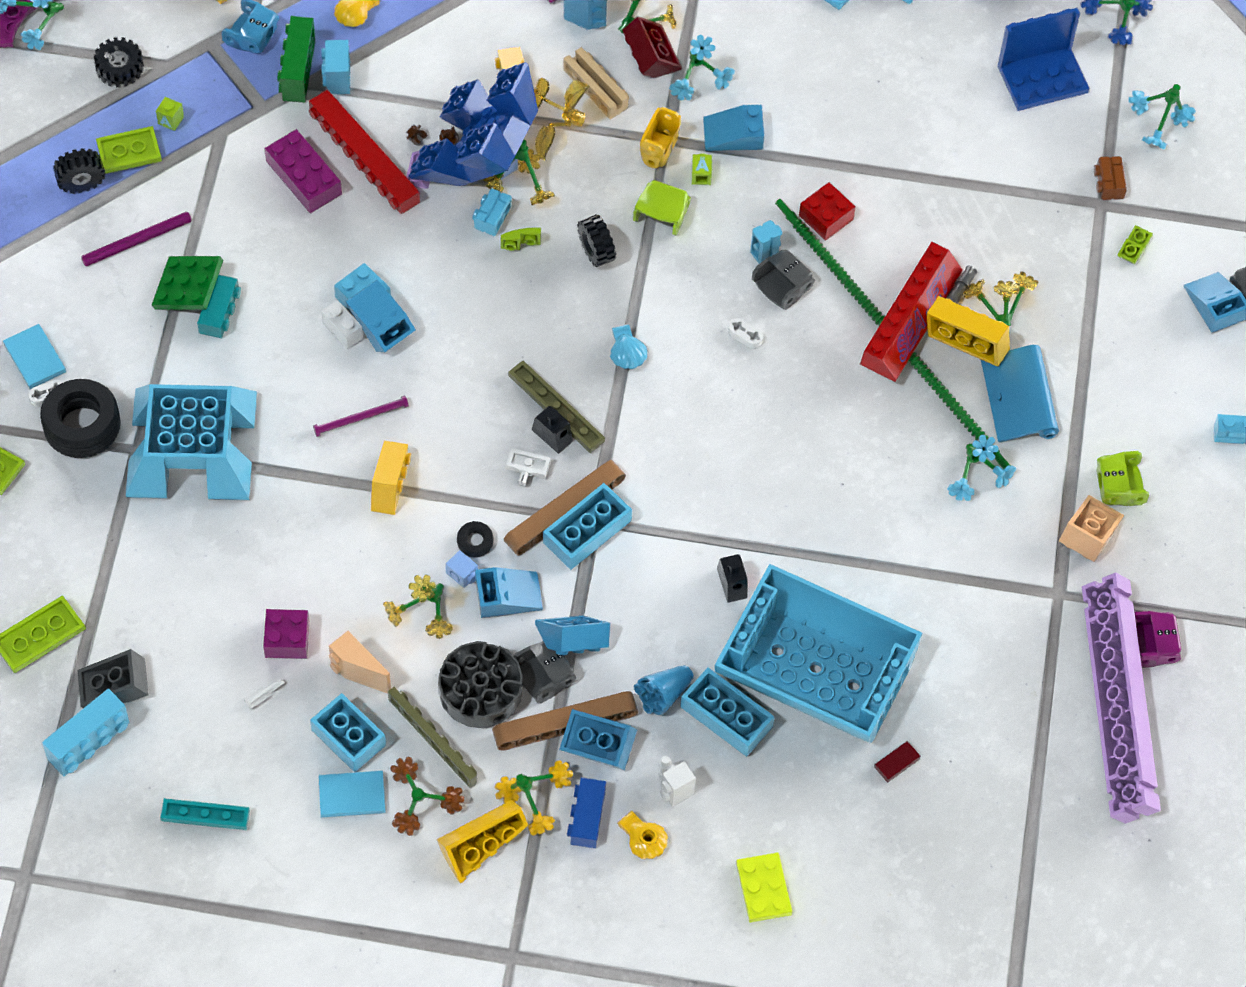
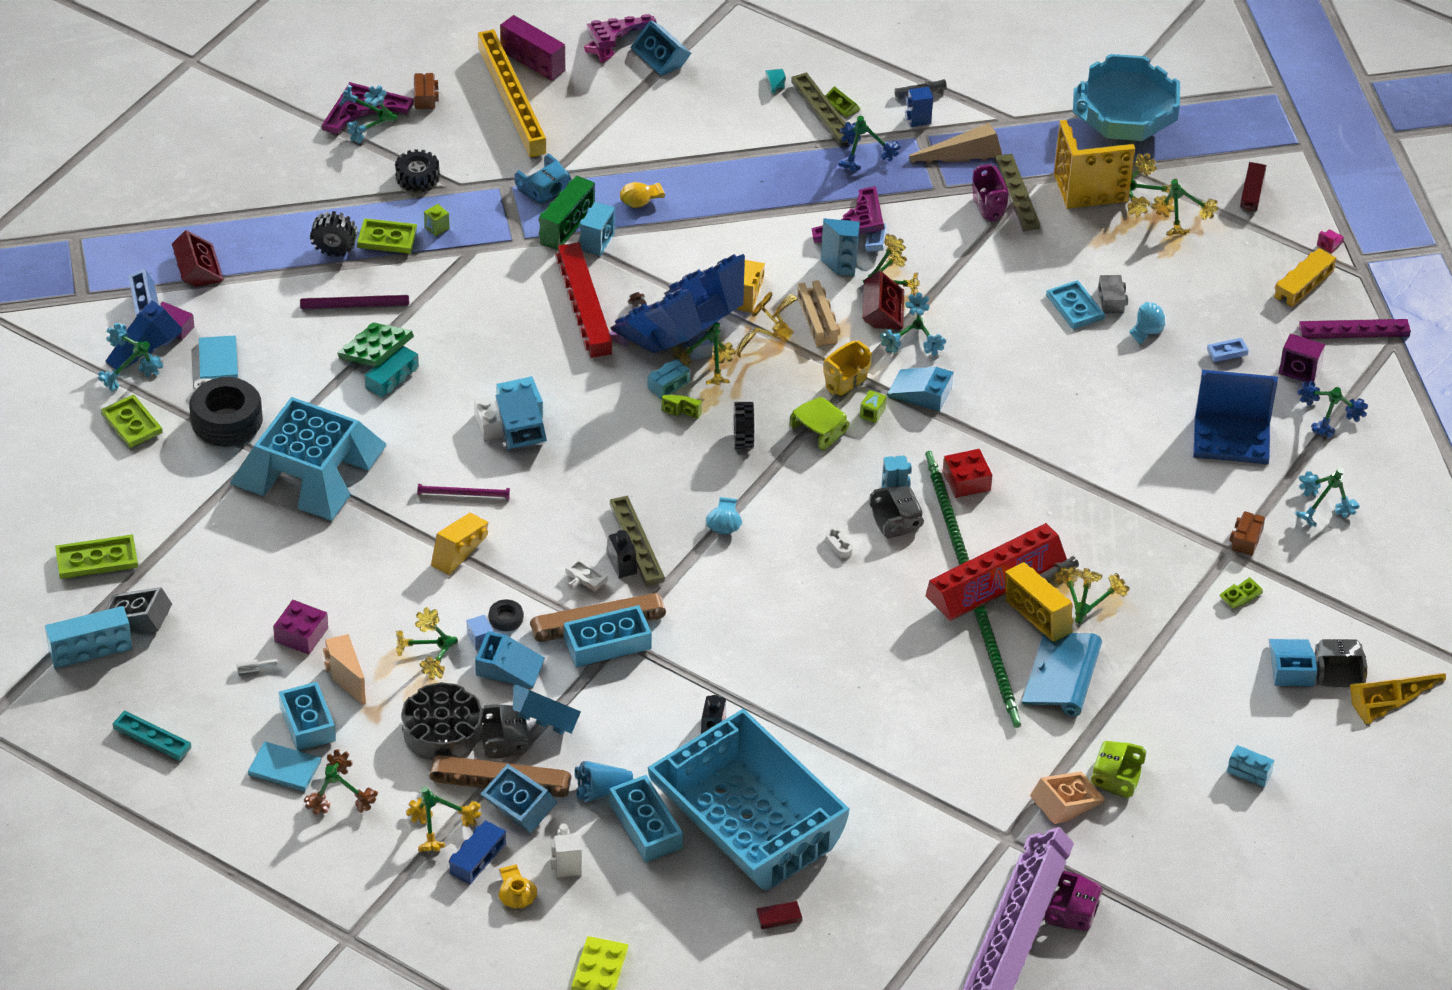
camera: 25 degrees right, 15 degrees down
(303, 171) = (523, 296): magenta brick -> none
(436, 741) = (377, 740): olive plate -> none
(480, 838) = (371, 837): yellow wedge -> none
(978, 452) = (991, 687): medium azure plant -> none

